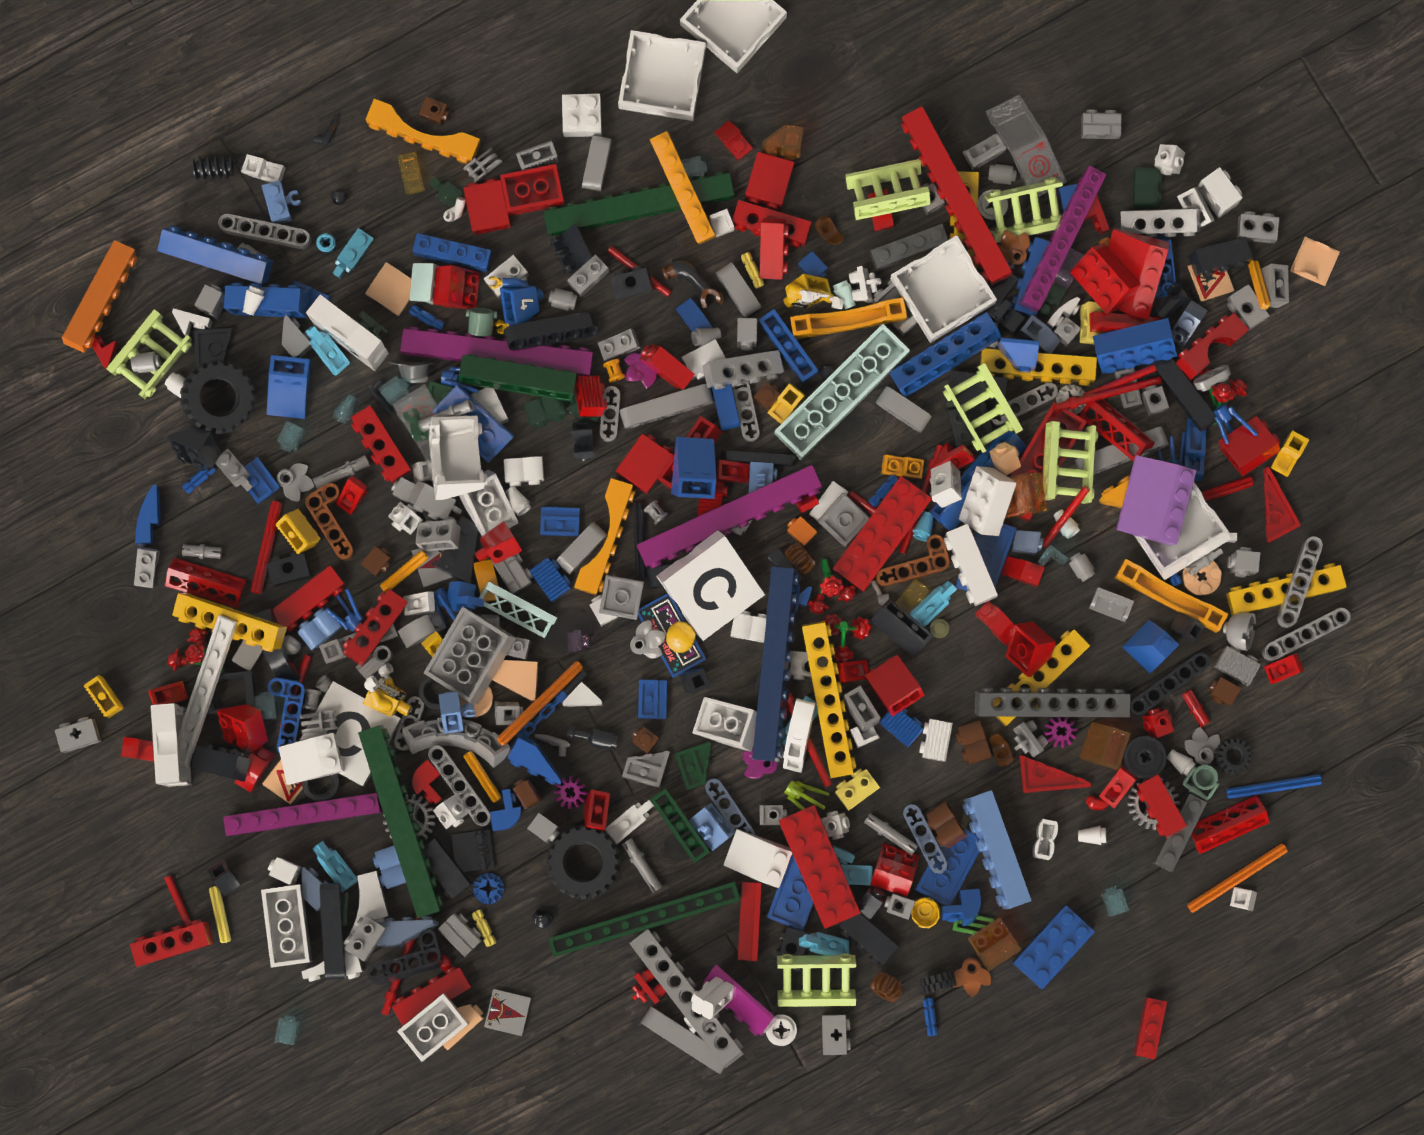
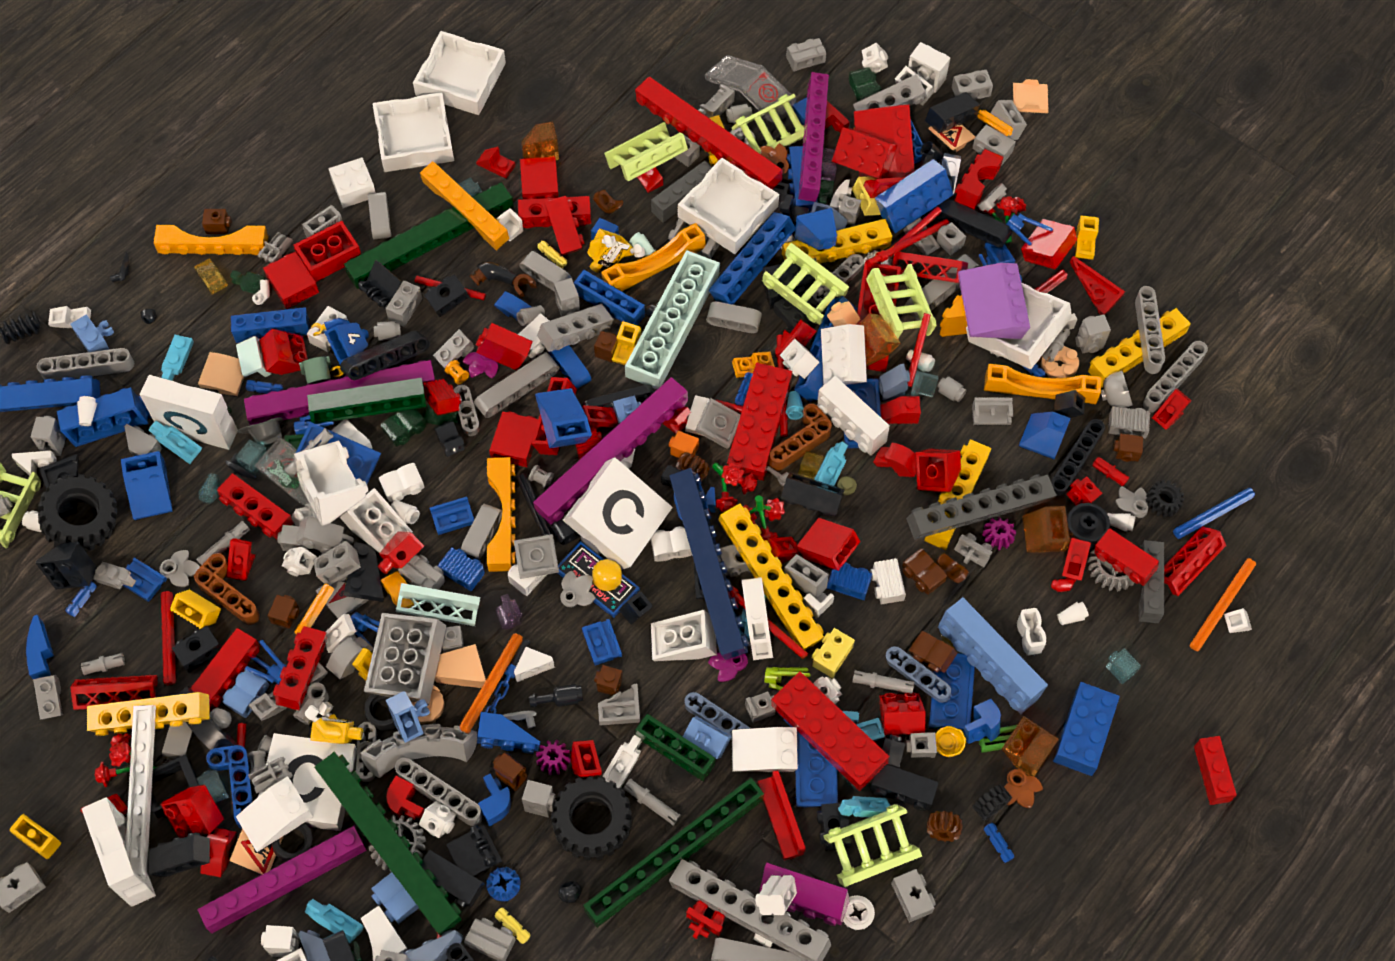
camera: 25 degrees left, 20 degrees down
(137, 749) = (87, 878): red slope -> none
(290, 437) = (163, 529): clear light blue brick -> none
(323, 239) = (147, 353): medium azure cone -> none
(462, 595) = (377, 605): blue brick -> none
(482, 776) = (458, 775): light orange axle -> none
(501, 717) = (454, 704): light grey brick -> none
(694, 765) = (666, 687): dark green wing -> none
(746, 405) = (593, 361): light grey beam -> none
(867, 285) = (650, 227): white hips -> none
(1040, 777) = (1000, 581): red wing -> none
(1202, 779) = (1148, 526): sand green piece -> none

